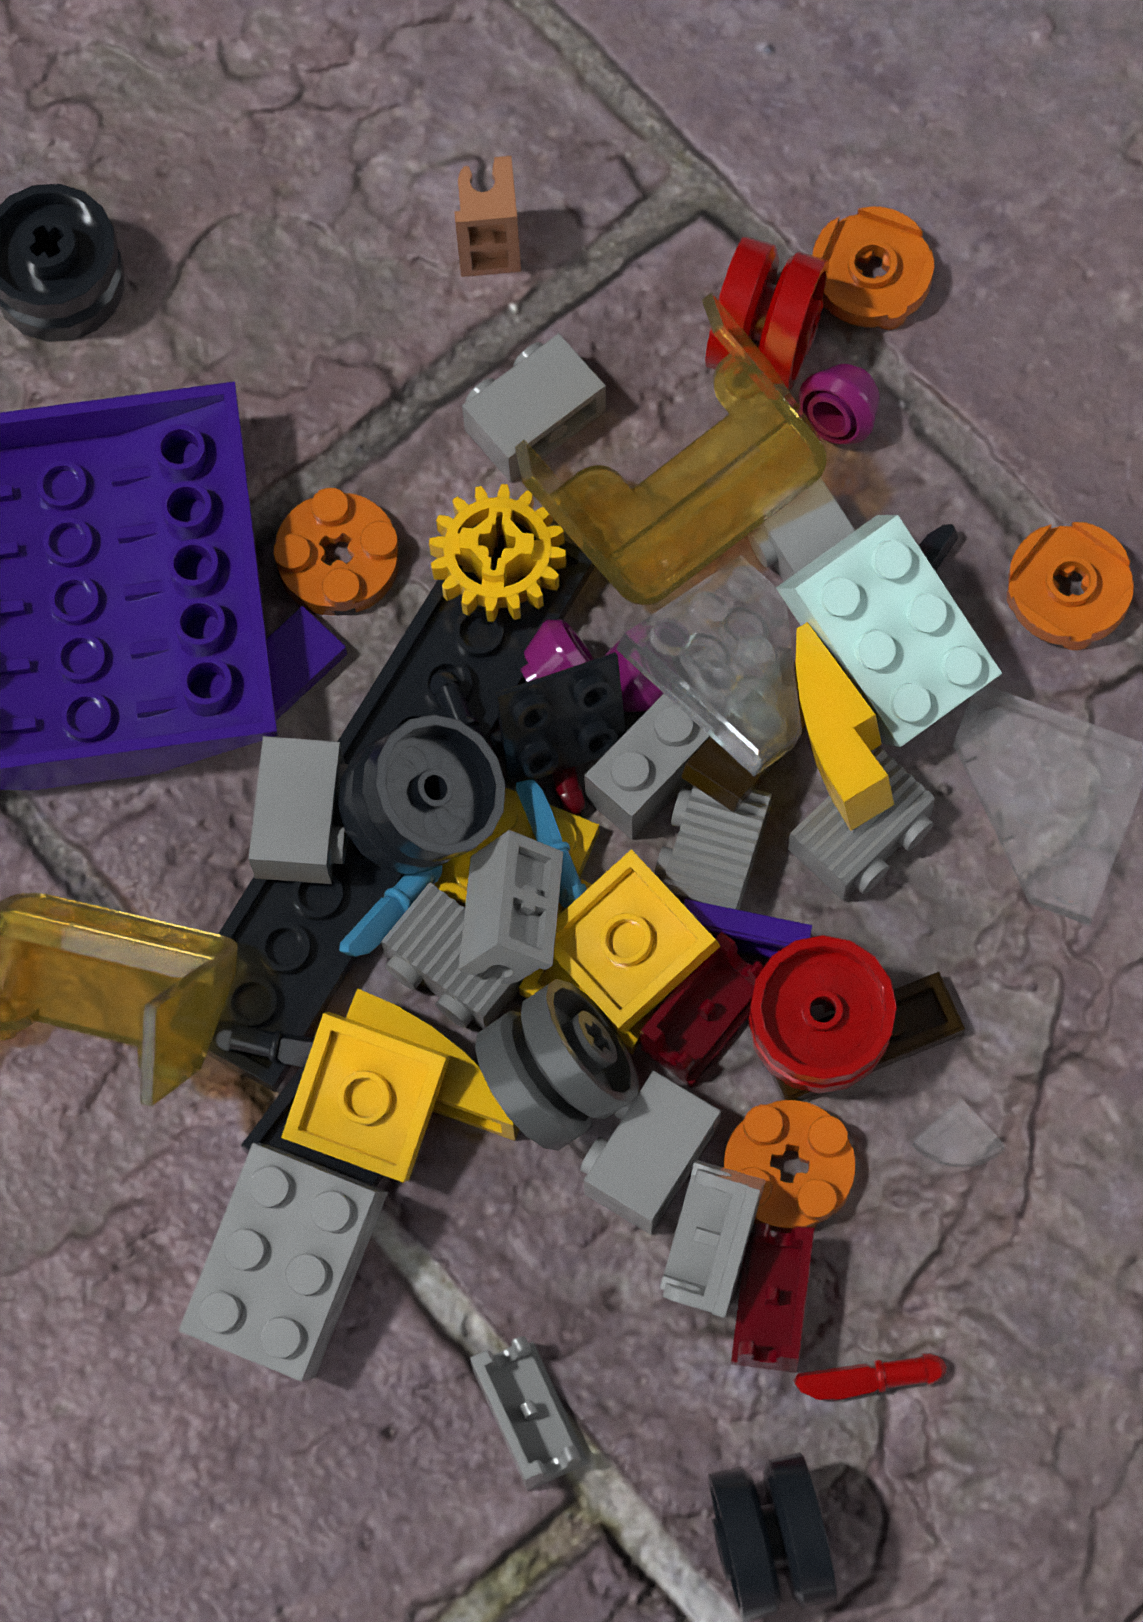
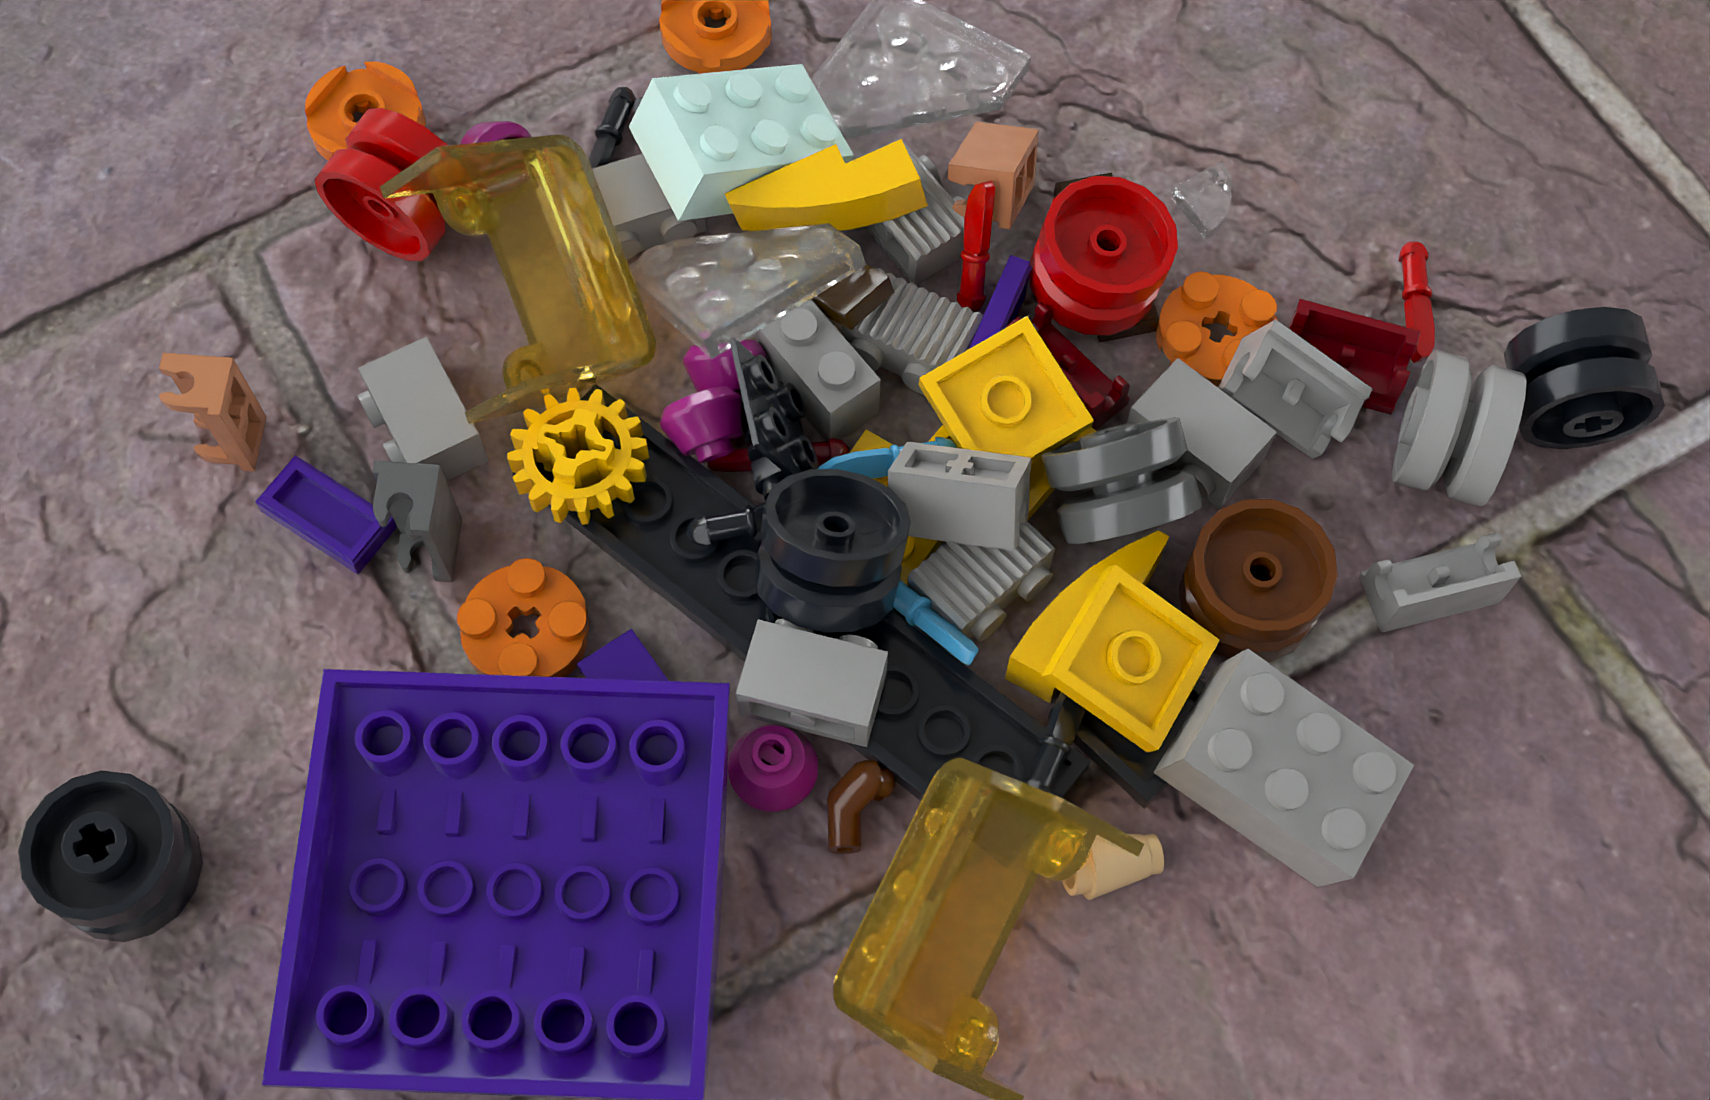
camera: 85 degrees left, 5 degrees down
(184, 1125) = (1114, 868): none -> tan cone
(206, 875) = (849, 797): none -> reddish brown arm
(224, 802) = (788, 773): none -> magenta cone
(407, 439) = (422, 511): none -> dark grey hinge
(422, 351) = (325, 514): none -> dark purple tile
(466, 1186) = (1259, 578): none -> reddish brown wheel
(687, 1405) = (1459, 428): none -> light grey wheel
(813, 892) = (976, 245): none -> red piece
(908, 508) = (612, 126): none -> black piece
(917, 896) = (1000, 155): none -> nougat hinge

